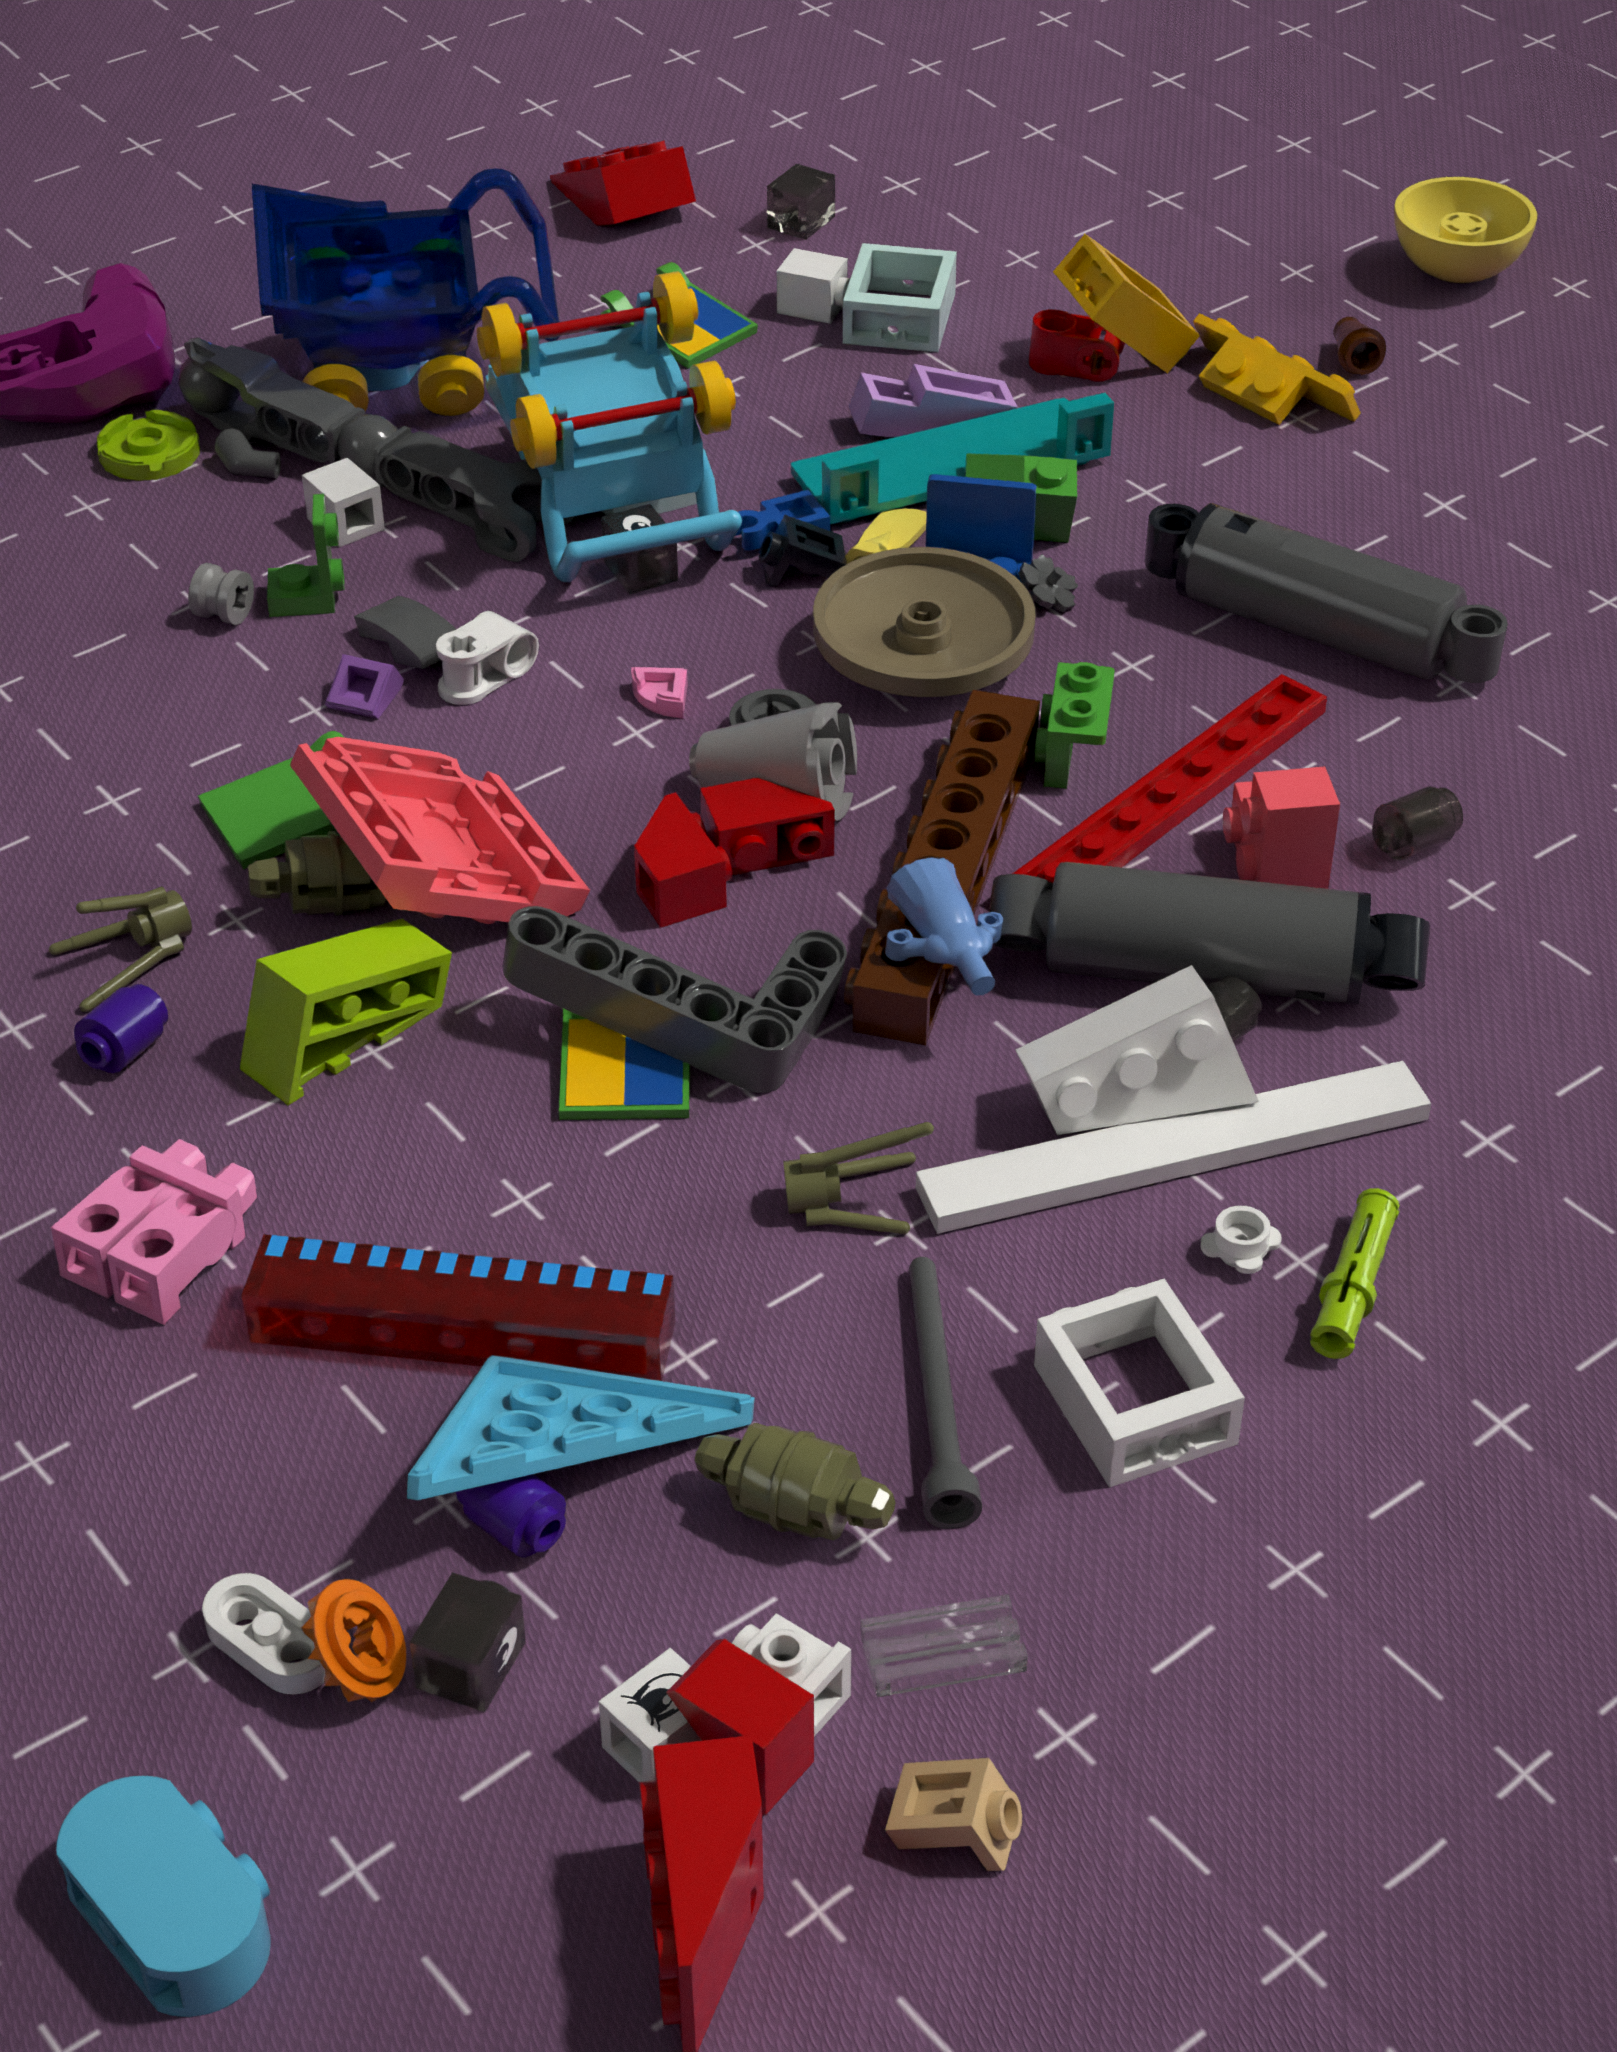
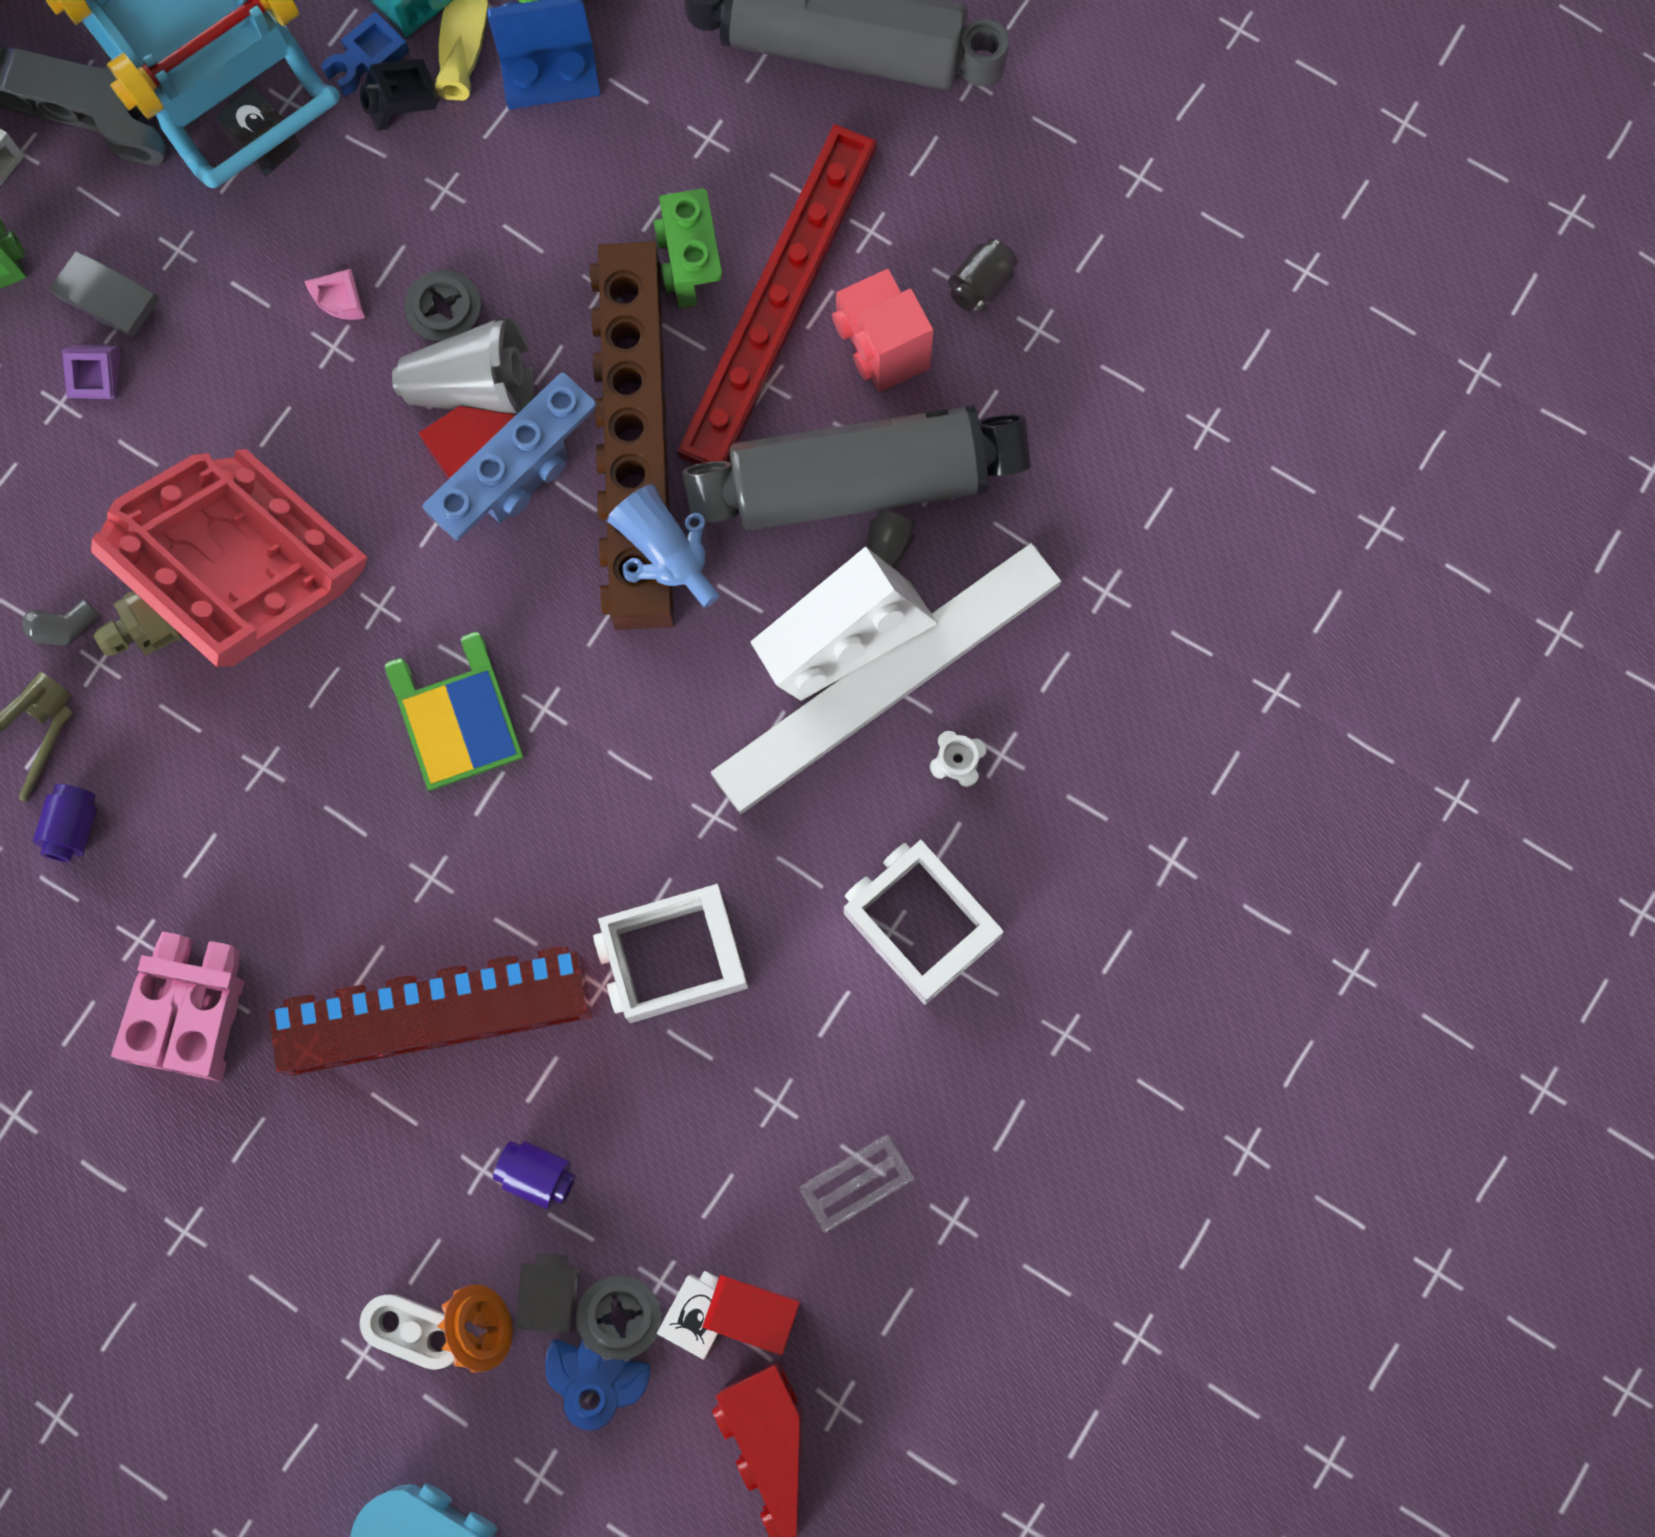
camera: 15 degrees left, 35 degrees up
(209, 872) = (59, 629): none -> dark grey arm
(266, 810) = (63, 529): bright green flag -> none
(335, 997) = (222, 744): lime wedge -> none
(483, 657) = (177, 306): white piece -> none
(489, 1762) = (581, 1371): none -> blue plate
(524, 1677) = (634, 1300): none -> dark grey gear
(550, 1416) = (534, 1097): medium azure tile -> none
(674, 1009) = (485, 669): dark grey beam -> none
(679, 866) = (410, 487): red slope -> none
(792, 1284) = (611, 950): none -> white window
(795, 1481) = (719, 1096): olive piece -> none
(799, 842) = (513, 461): none -> medium blue bracket
(803, 1660) = (785, 1250): white brick -> none
(815, 1179) = (642, 804): olive plant -> none
(923, 621) = (529, 162): dark tan dish -> none
(950, 1490) = (822, 1055): dark grey piece -> none
(955, 1807) = (905, 1318): tan bracket -> none
(1048, 584) = (613, 66): dark grey plant -> none
(1349, 1290) = (1045, 823): lime pin -> none

